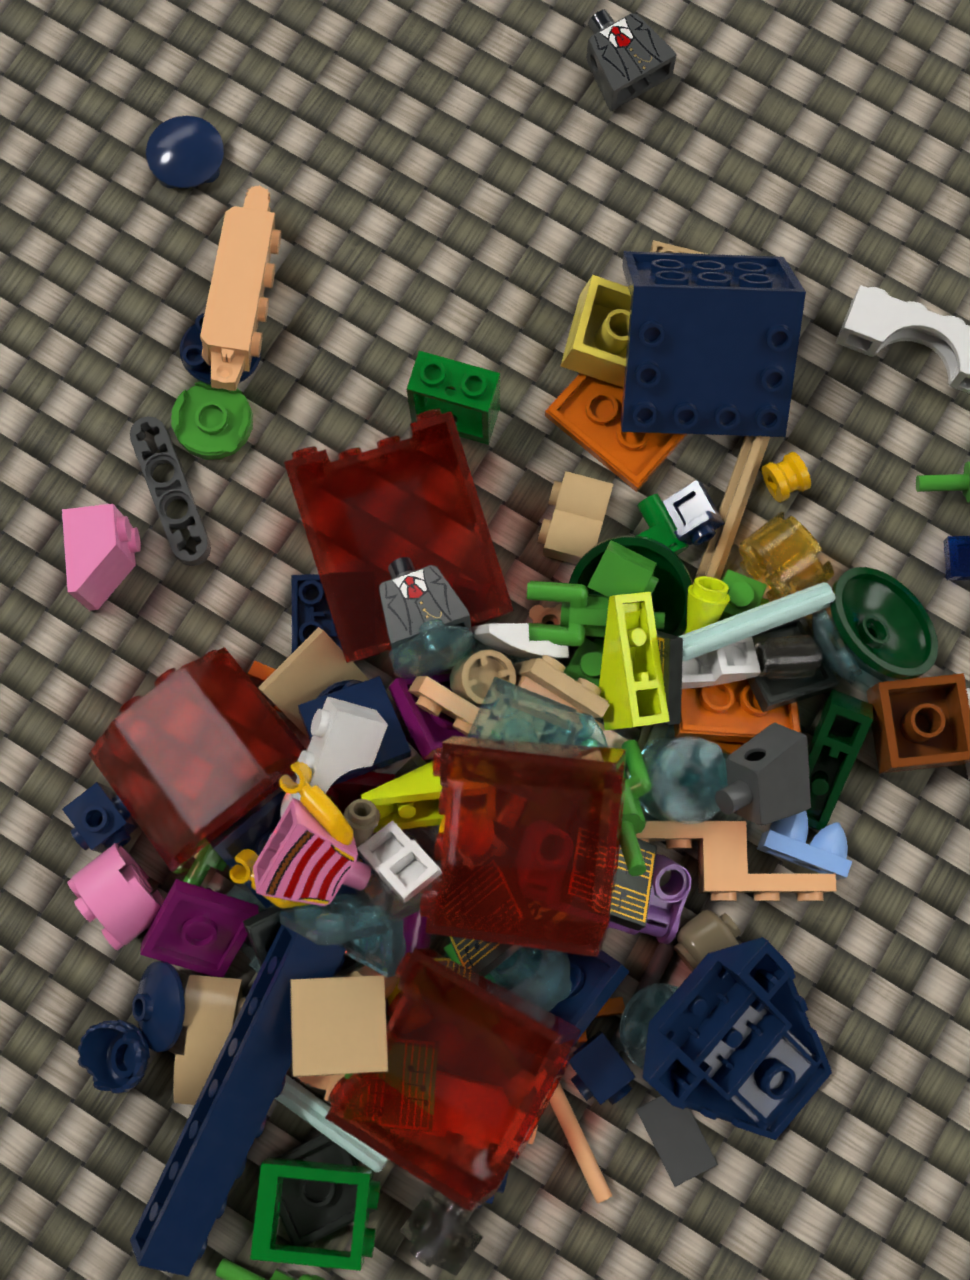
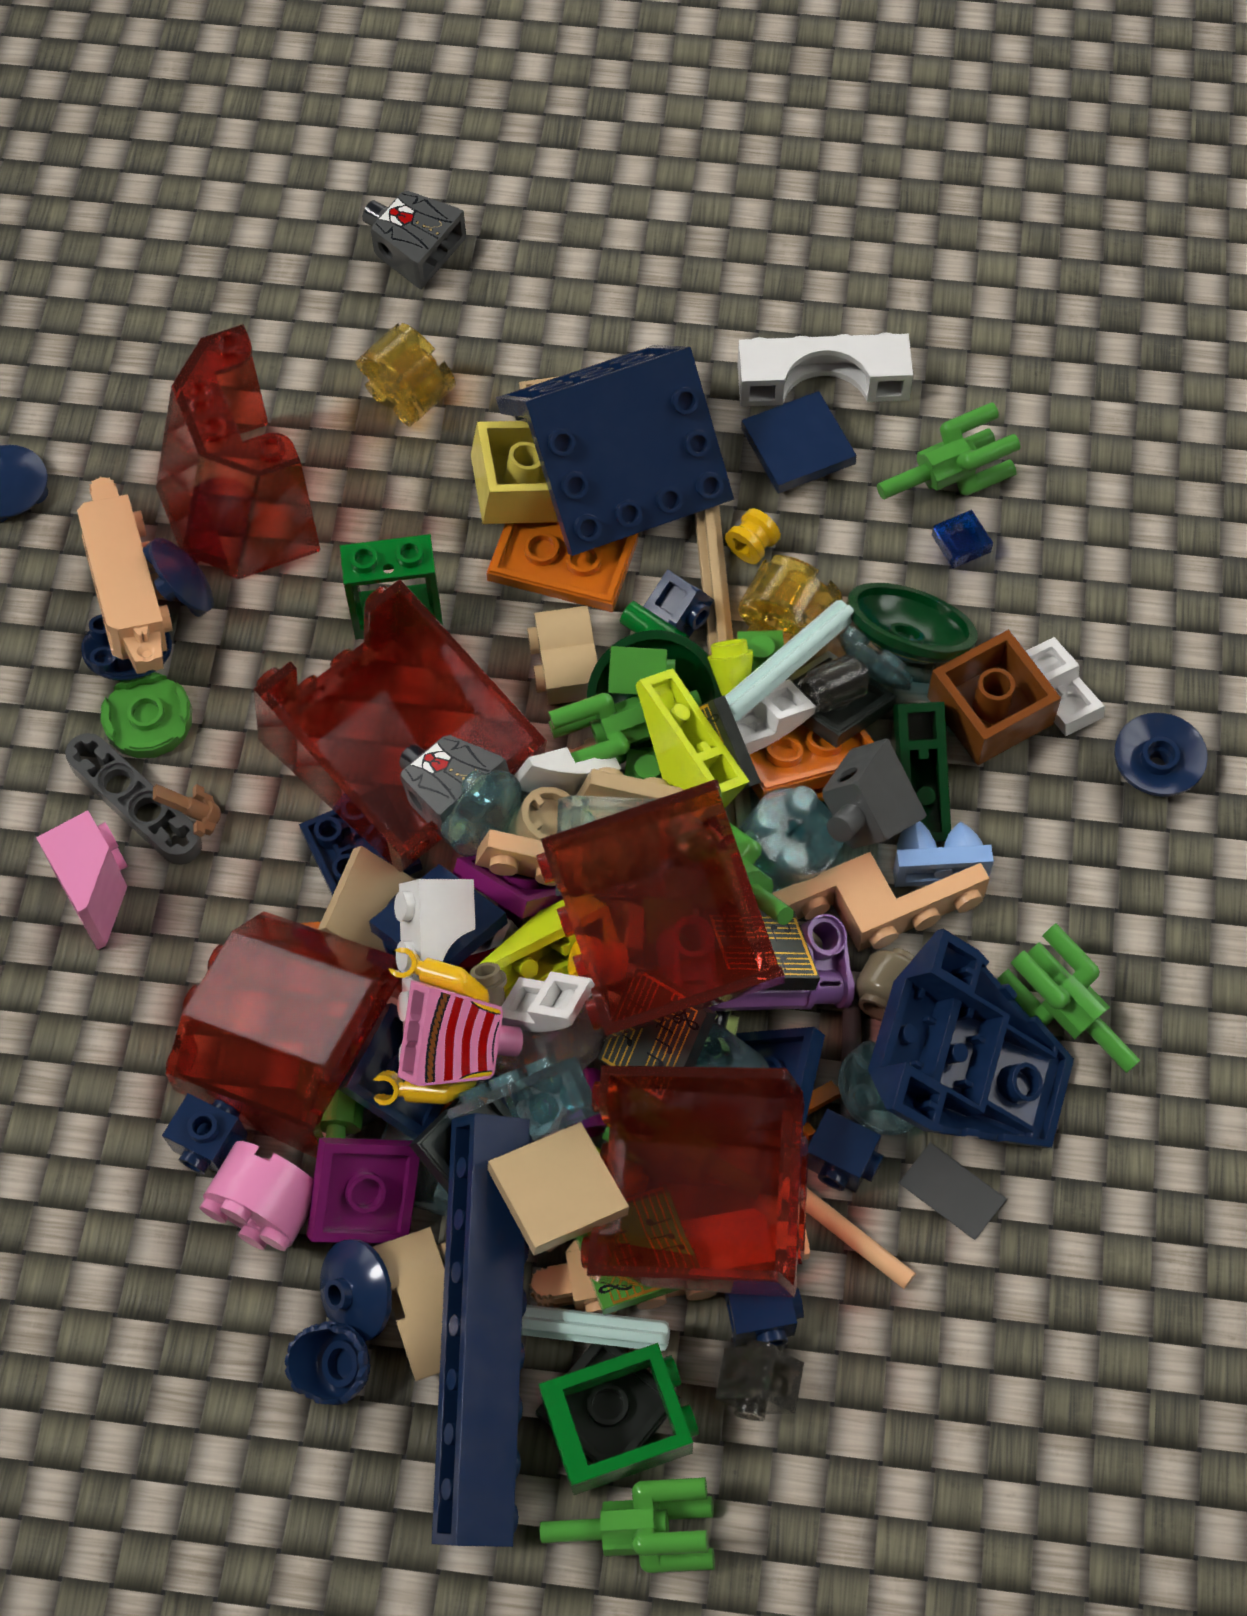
camera: 25 degrees left, 15 degrees down
(222, 531) = (199, 807): none -> medium nougat piece
(286, 307) = (179, 576): none -> dark blue dish
(348, 263) = (225, 496): none -> clear red windscreen
(556, 194) = (405, 373): none -> clear yellow brick
(852, 1019) = (1065, 995): none -> bright green plant
(868, 403) = (798, 442): none -> dark blue tile

